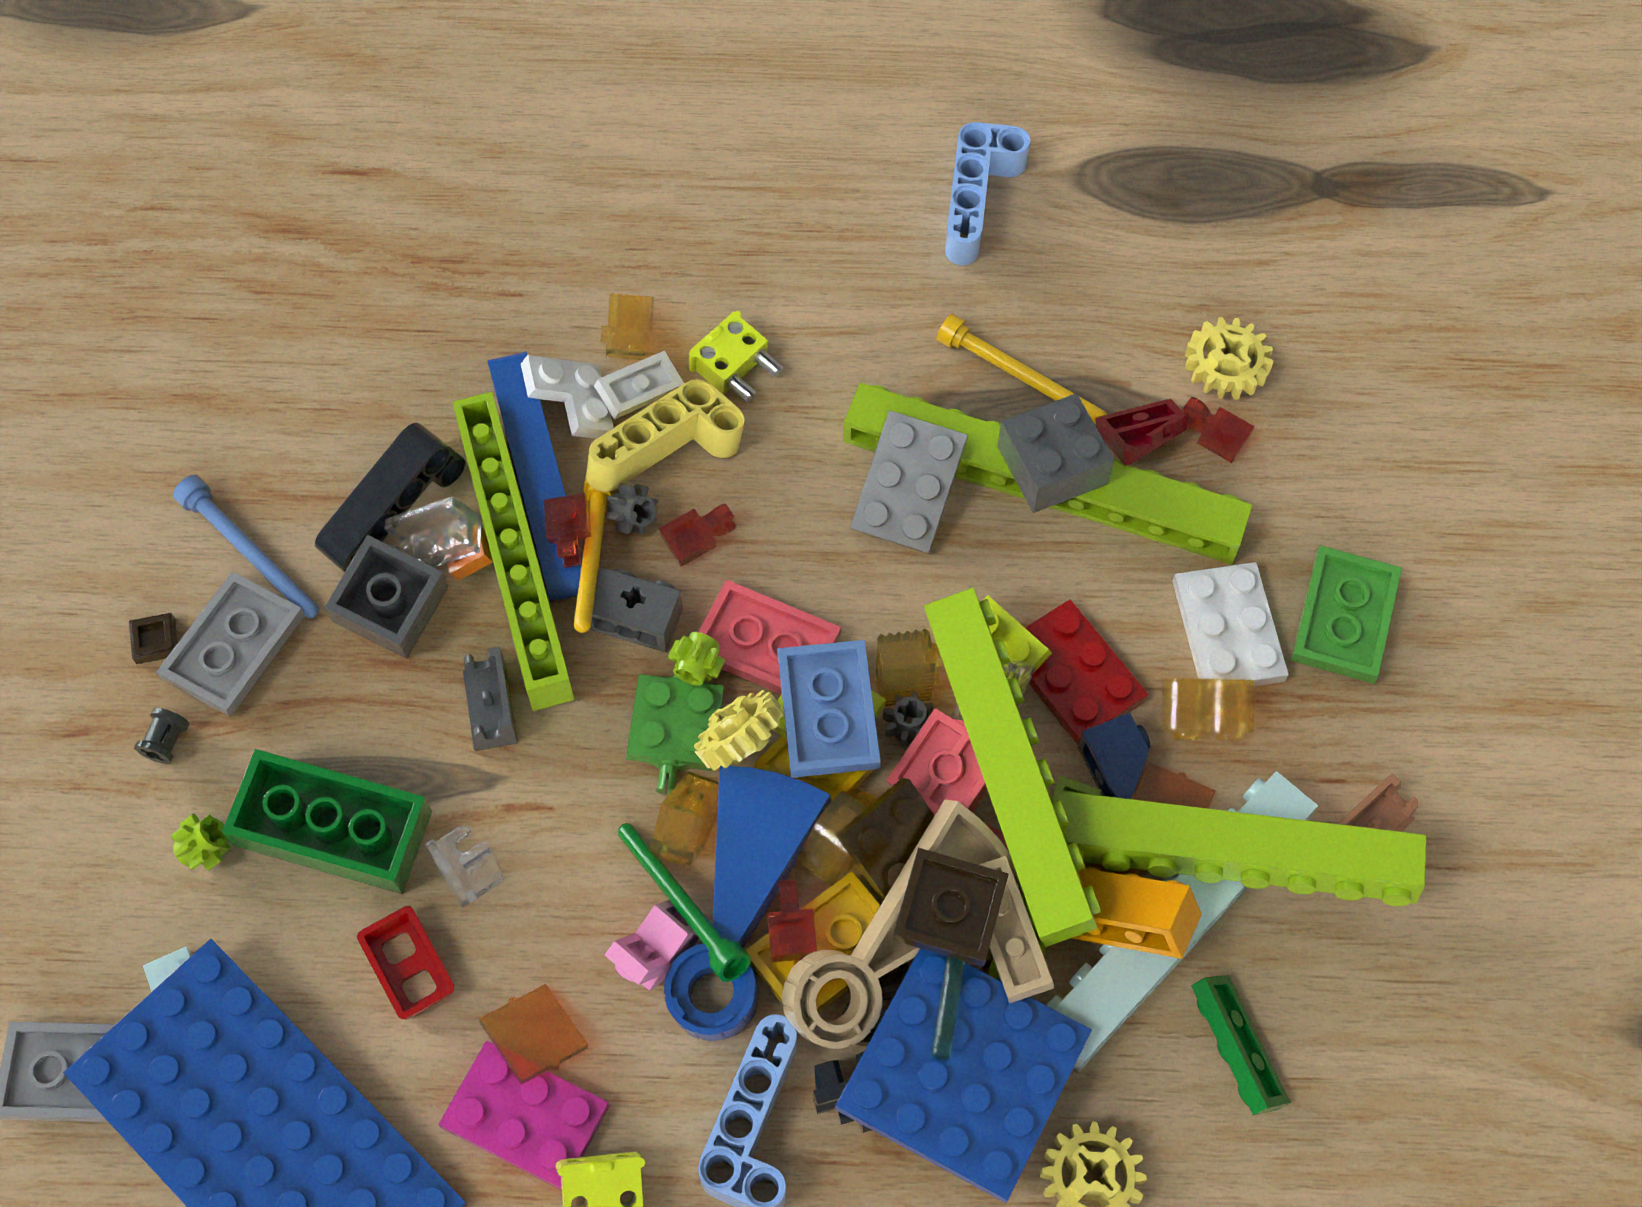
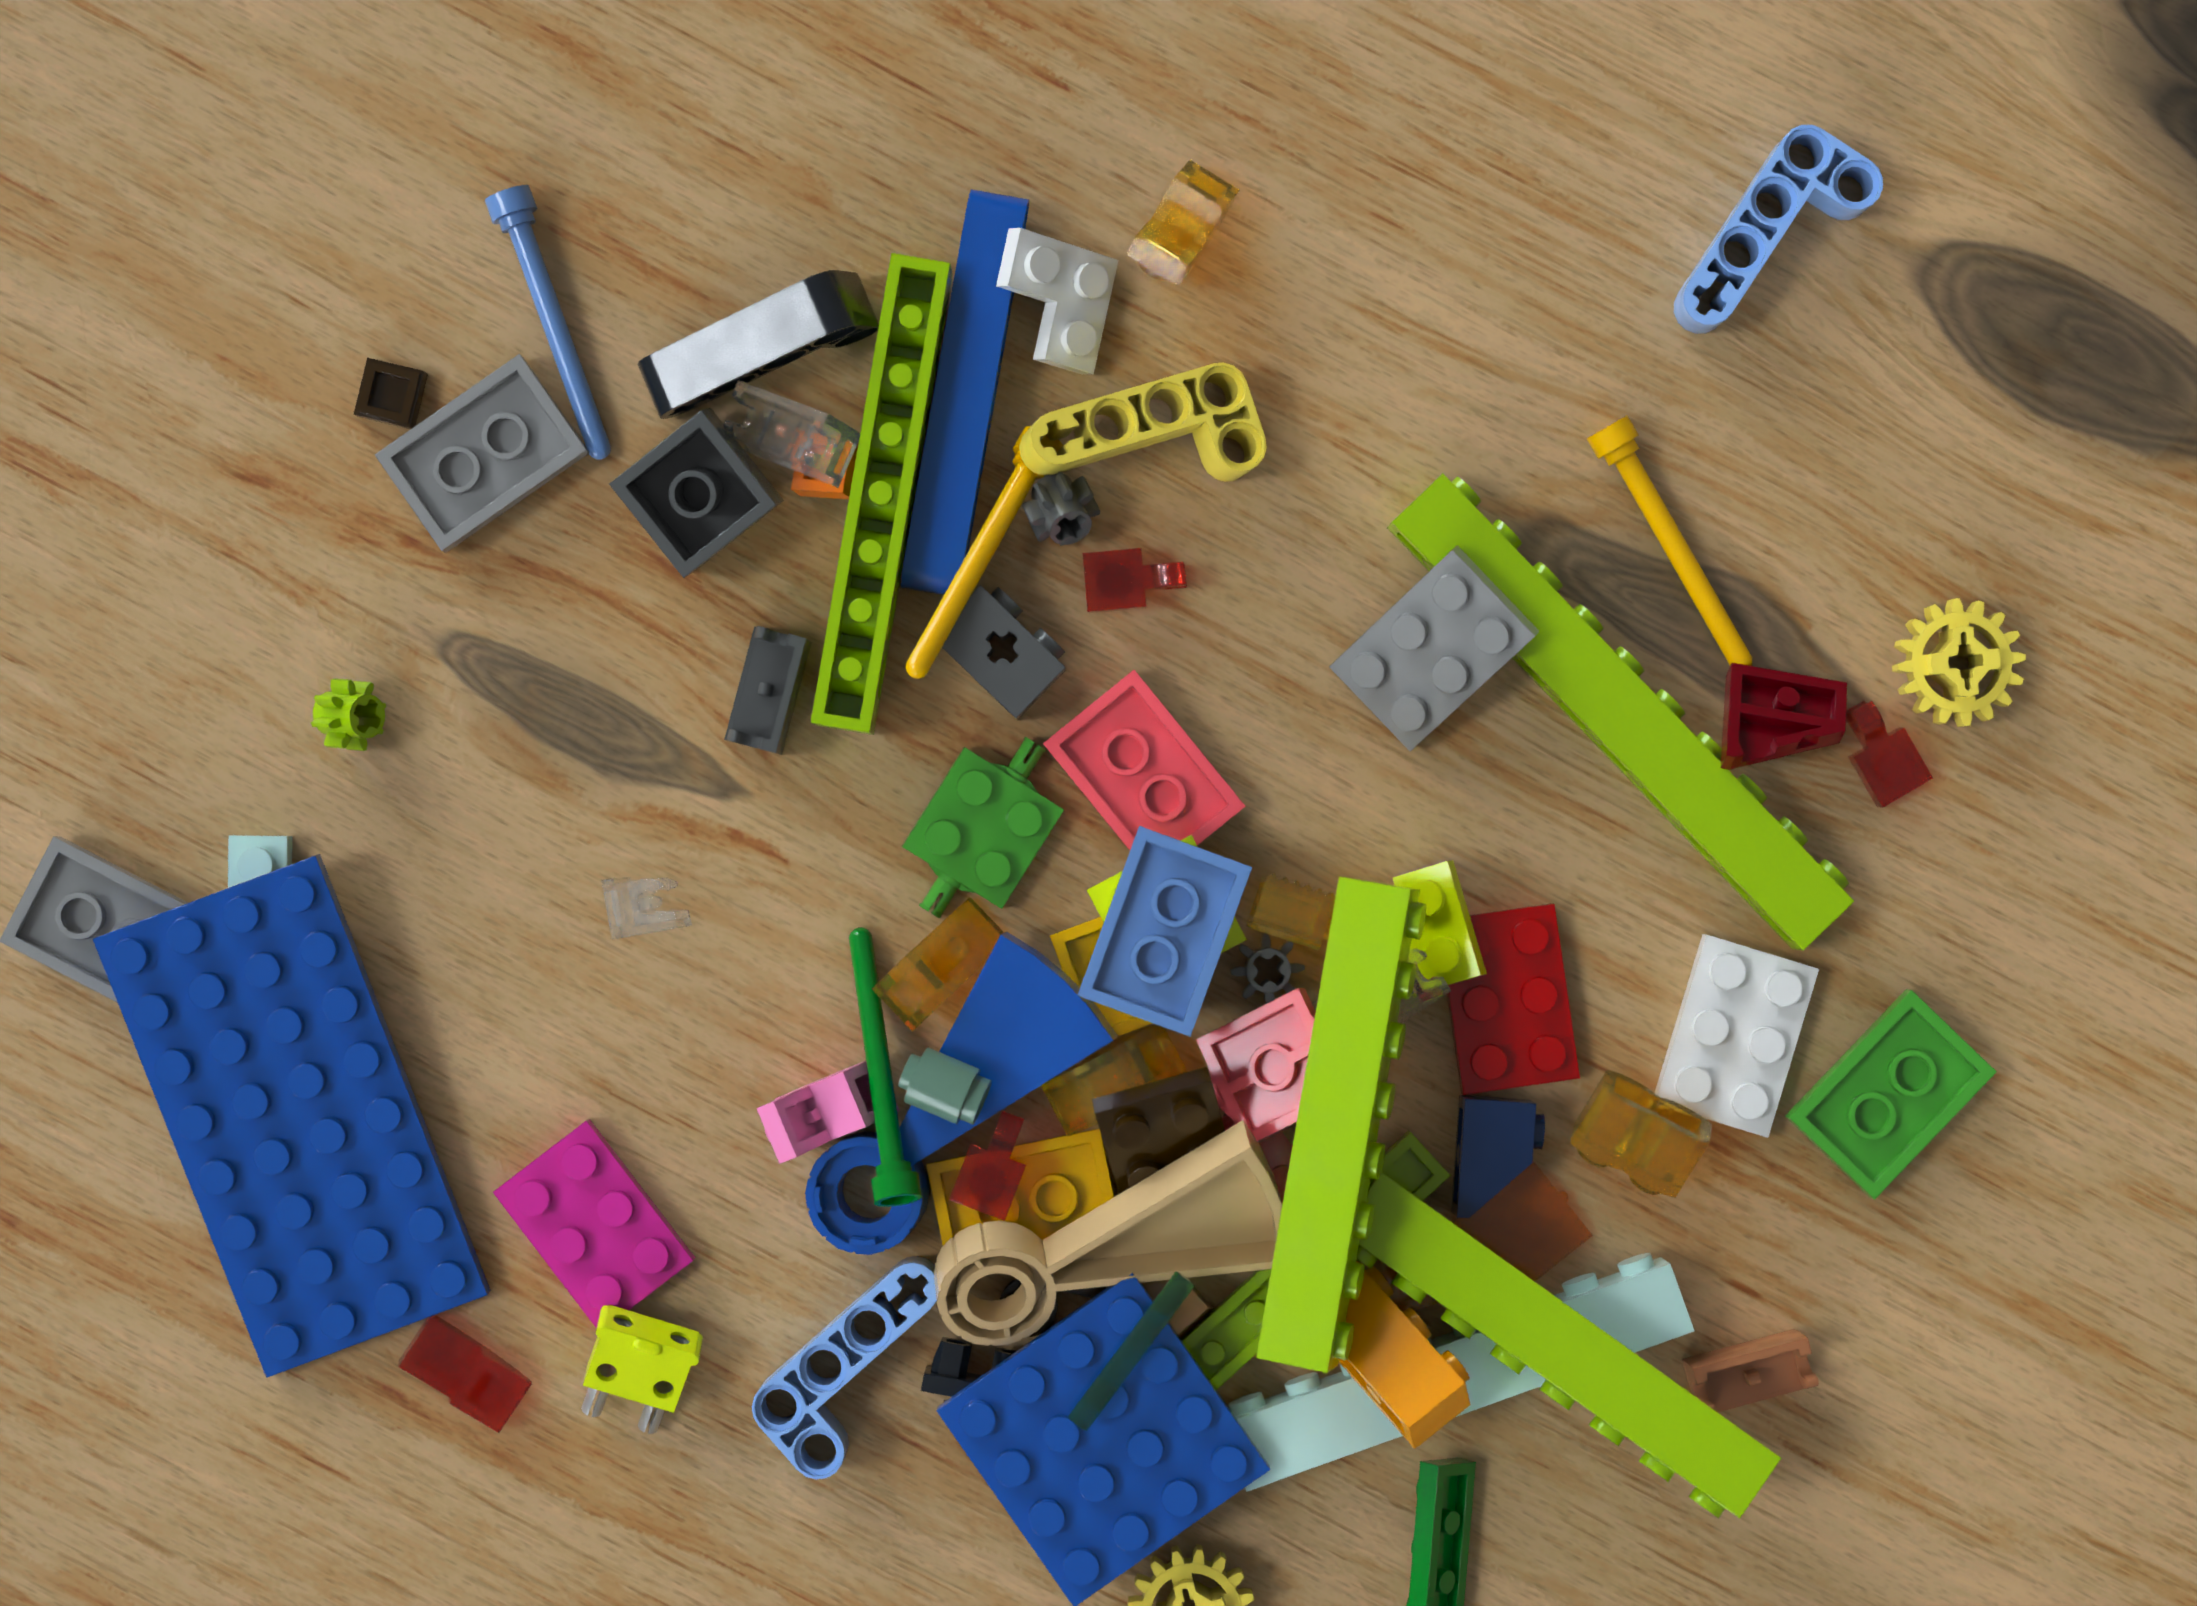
camera: 30 degrees right, 25 degrees up
(161, 735) = (352, 544): pearl dark grey bush -> none
(327, 821) = (506, 765): green brick -> none
(394, 975) = (511, 984): red piece -> none
(533, 1033) = (642, 1140): clear orange piece -> none
(567, 522) = (965, 504): clear red plate -> none
(638, 384) = (1155, 325): white plate -> none
(696, 658) = (1041, 770): lime gear -> none
(730, 354) = (1296, 325): neon yellow piece -> none
(730, 875) = (944, 1086): none -> sand green brick
(738, 730) = (1044, 901): light yellow gear -> none
(950, 907) = (1173, 1270): dark brown plate -> none
(1015, 943) = (1232, 1315): tan plate -> none
(1055, 452) = (1634, 718): dark grey brick -> none

